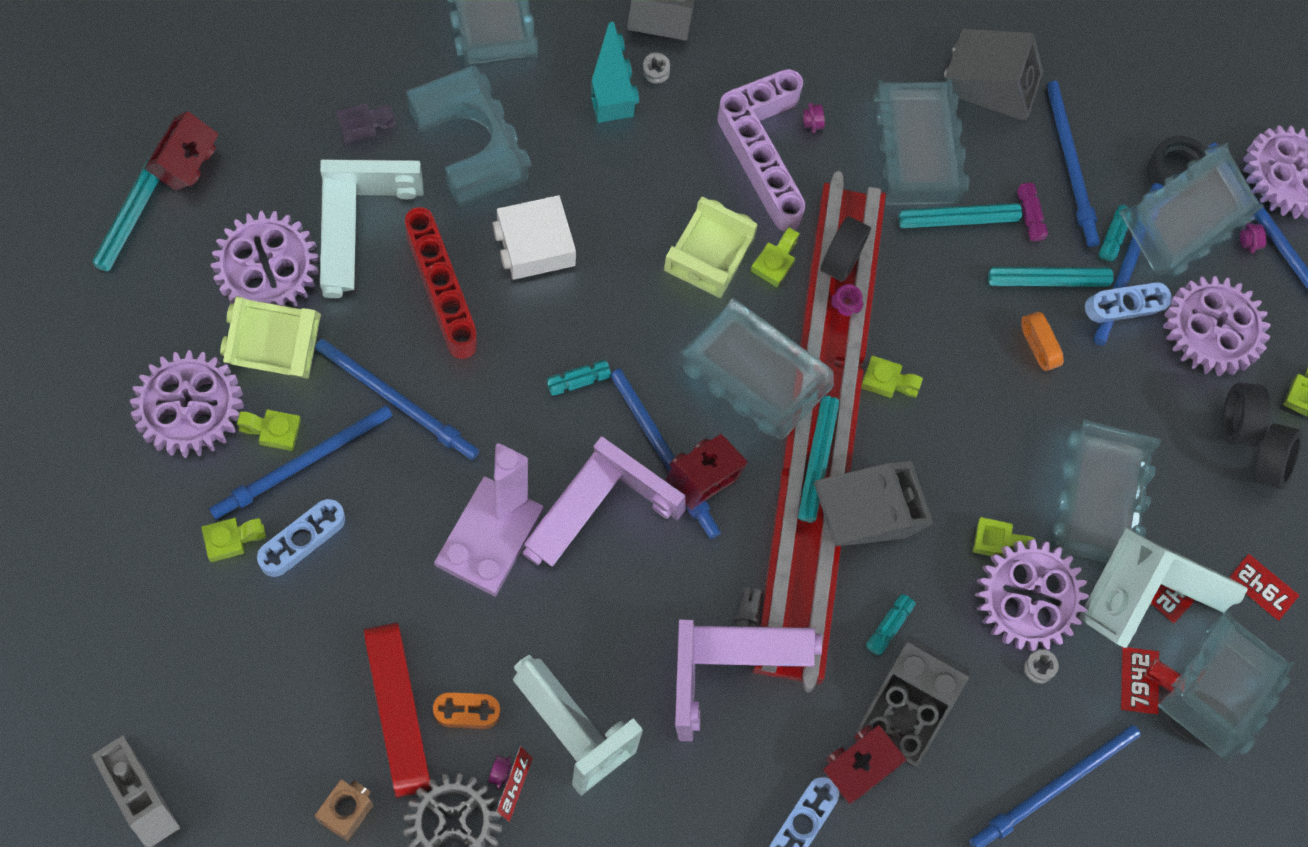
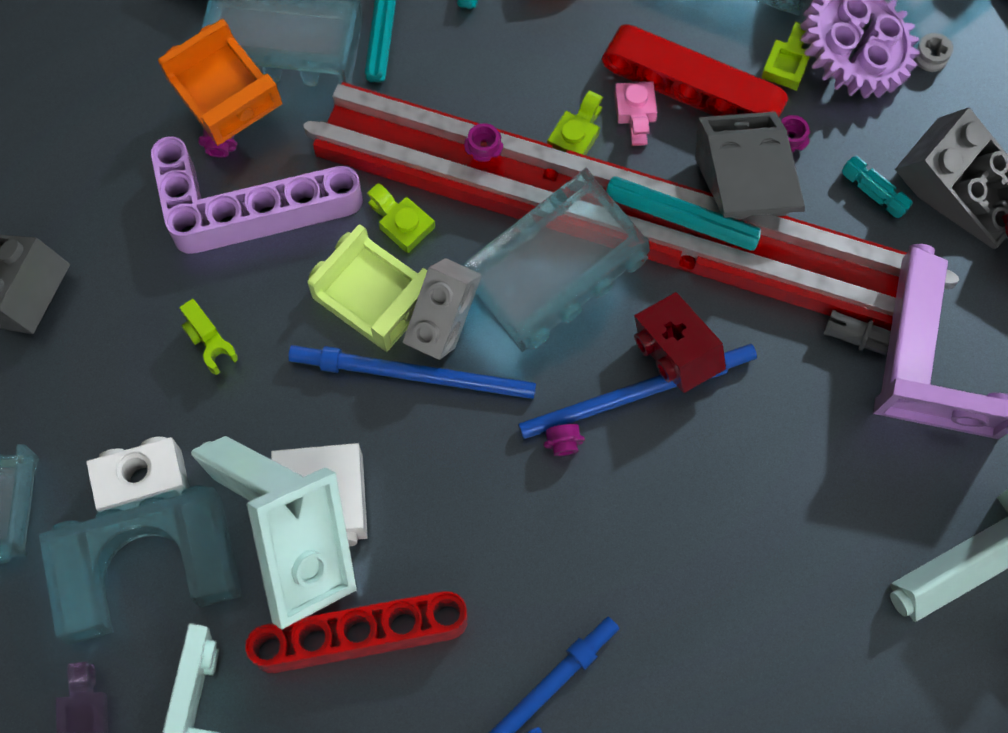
camera: 70 degrees left, 0 degrees up
(468, 702) = (968, 684): orange beam -> none
(492, 525) = (723, 617): lavender piece -> none
(499, 212) = (294, 528): none -> light aqua piece
(528, 103) = (114, 468): none -> white brick
(578, 377) = (522, 477): teal axle -> none
(588, 491) = (697, 492): lavender piece -> none
(610, 85) = (112, 366): teal slope -> none
(612, 401) = (563, 439): none -> magenta plate
(647, 233) = (332, 359): none -> blue bar
(652, 137) = (201, 329): none -> lime plate
(660, 61) = (87, 305): light grey bush -> none
(696, 292) = (442, 308): none -> light grey brick
(845, 248) = (425, 125): black tyre -> none
(854, 102) = (219, 82): none -> orange panel
(922, 421) = (636, 106): none -> bright pink plate
(925, 541) = (800, 129): none -> magenta plate
(958, 463) = (690, 75): none -> red beam

